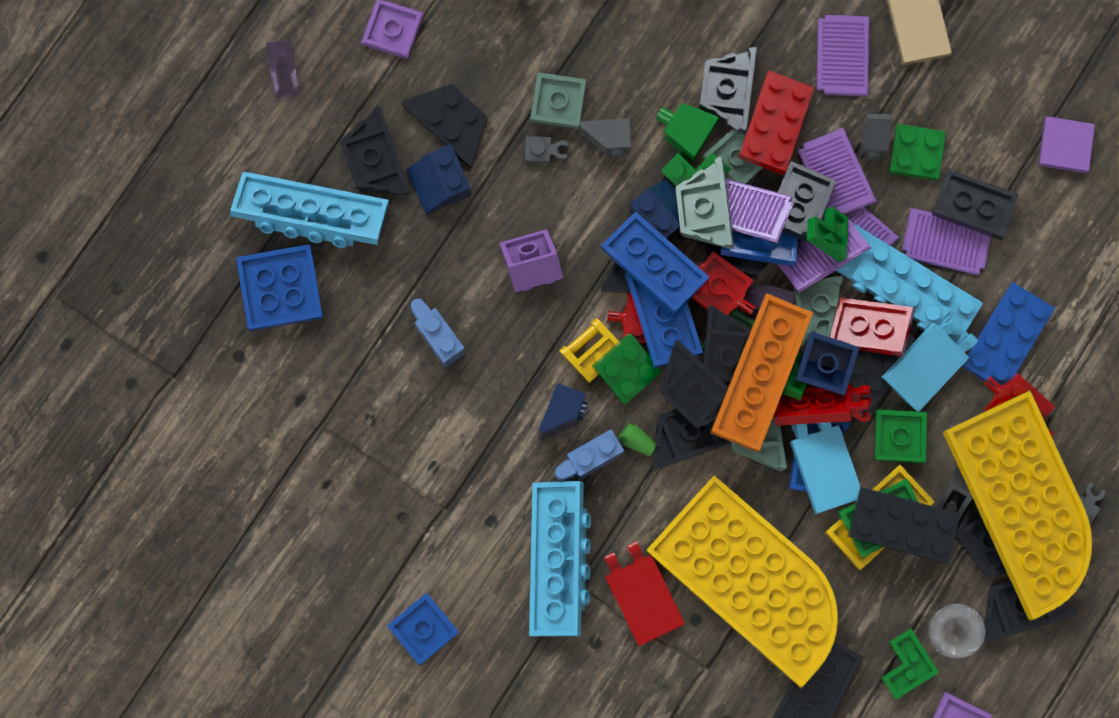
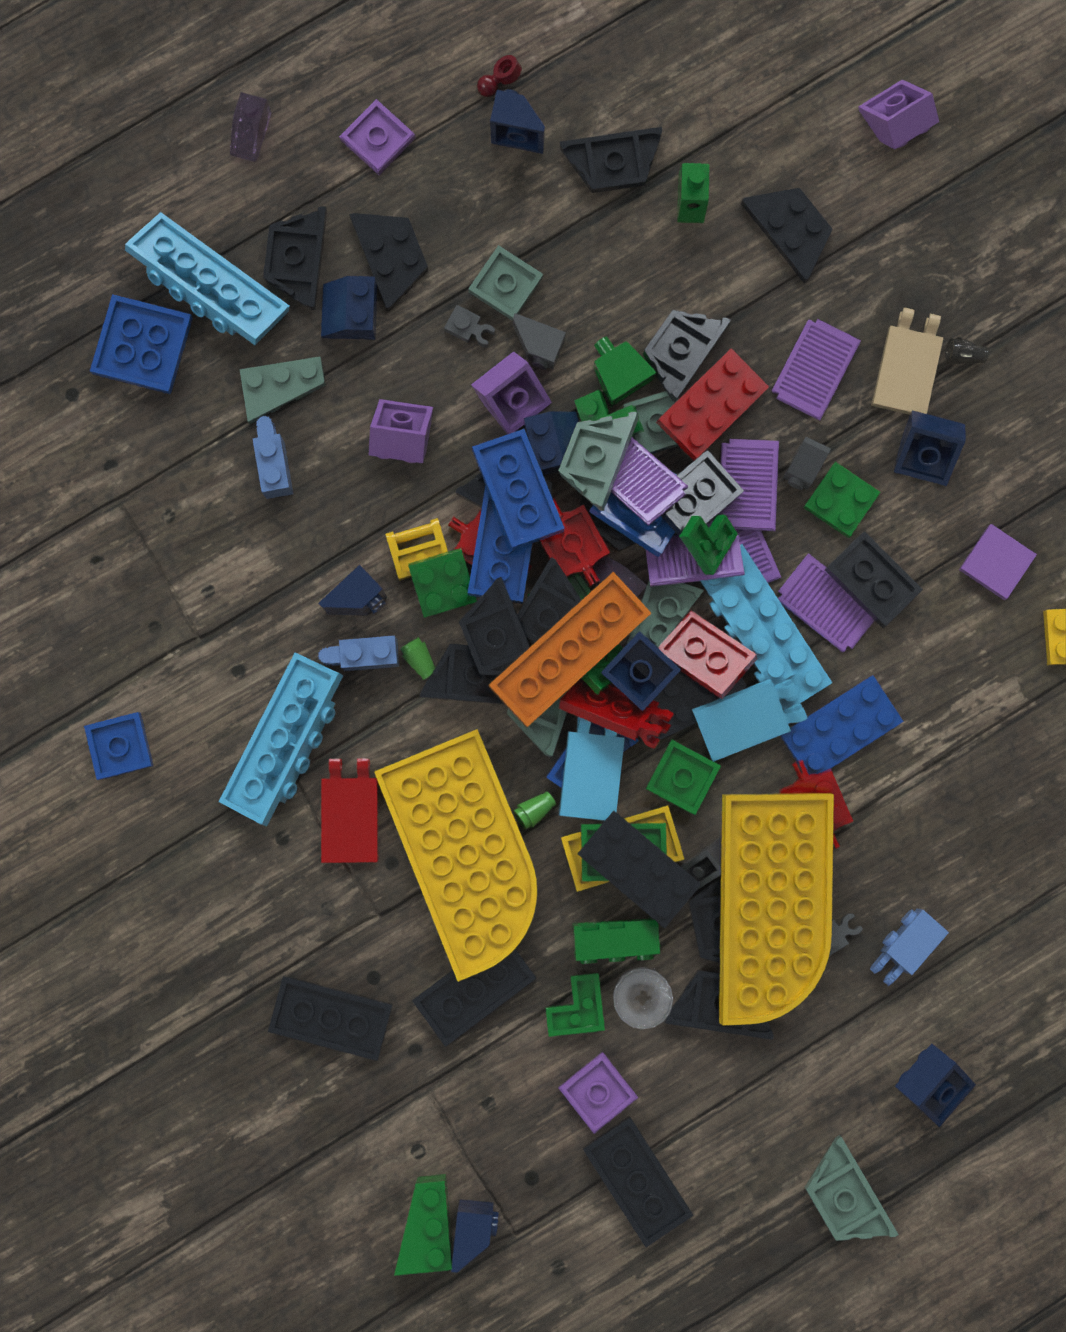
camera: 25 degrees right, 5 degrees up
(409, 269) = (277, 384): none -> sand green wing
(607, 187) = (511, 392): none -> medium lavender slope
(792, 520) = (534, 809): none -> bright green cone
(911, 594) = (615, 940): none -> green wedge
(967, 77) = (930, 448): none -> dark blue slope

